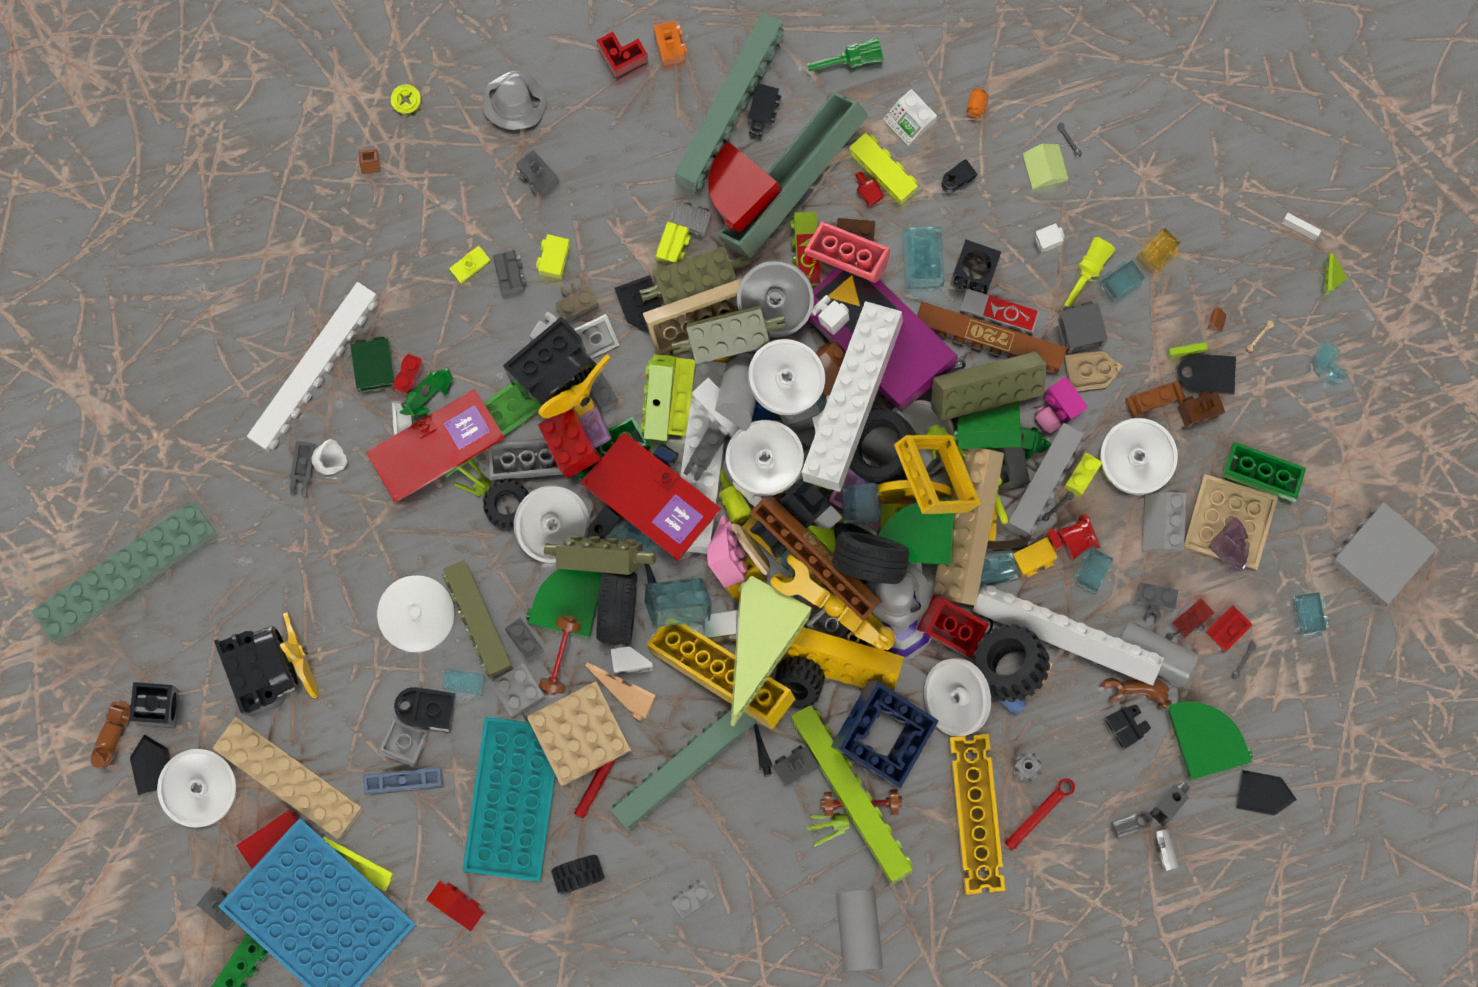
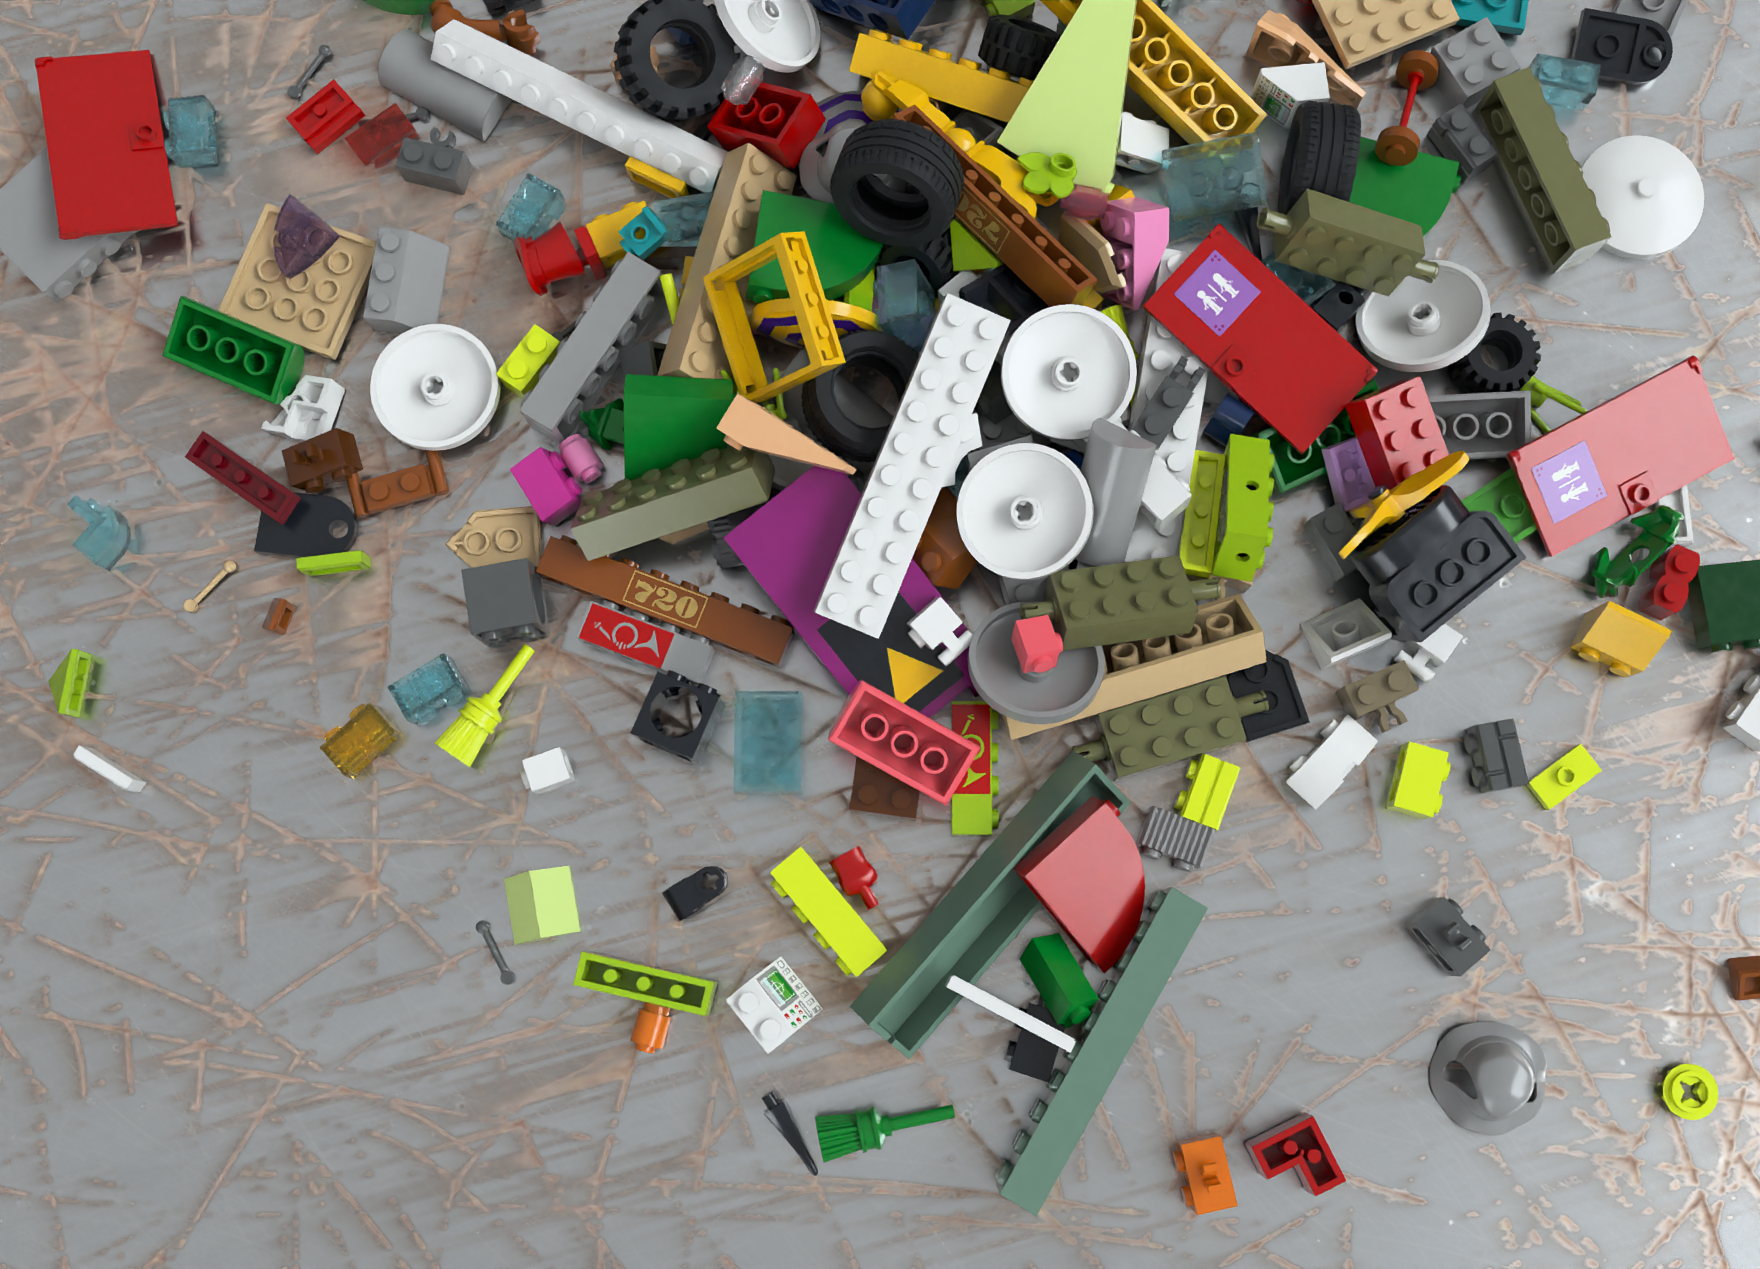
camera: 170 degrees left, 0 degrees up
(439, 339) = (1619, 639): none -> yellow slope
(596, 271) = (1322, 771): none -> white brick
(753, 135) = (1059, 979): none -> green brick
(757, 571) = (1085, 203): none -> clear pink brick
(775, 303) = (1036, 644): none -> coral brick
(780, 115) = (1010, 1013): none -> white tile
(783, 582) = (1048, 173): none -> lime plate
(901, 59) = (780, 1116): none -> black piece
(936, 412) = (763, 432): none -> light nougat wedge
(968, 646) = (743, 80): none -> clear brick
(982, 124) = (645, 983): none -> lime brick
(1018, 552) = (655, 235): none -> teal brick
(1018, 593) = (655, 179): none -> yellow tile
(1215, 441) = (307, 410): none -> white slope
(1247, 397) = (243, 477): none -> dark red plate
(1360, 600) = (105, 144): none -> red door

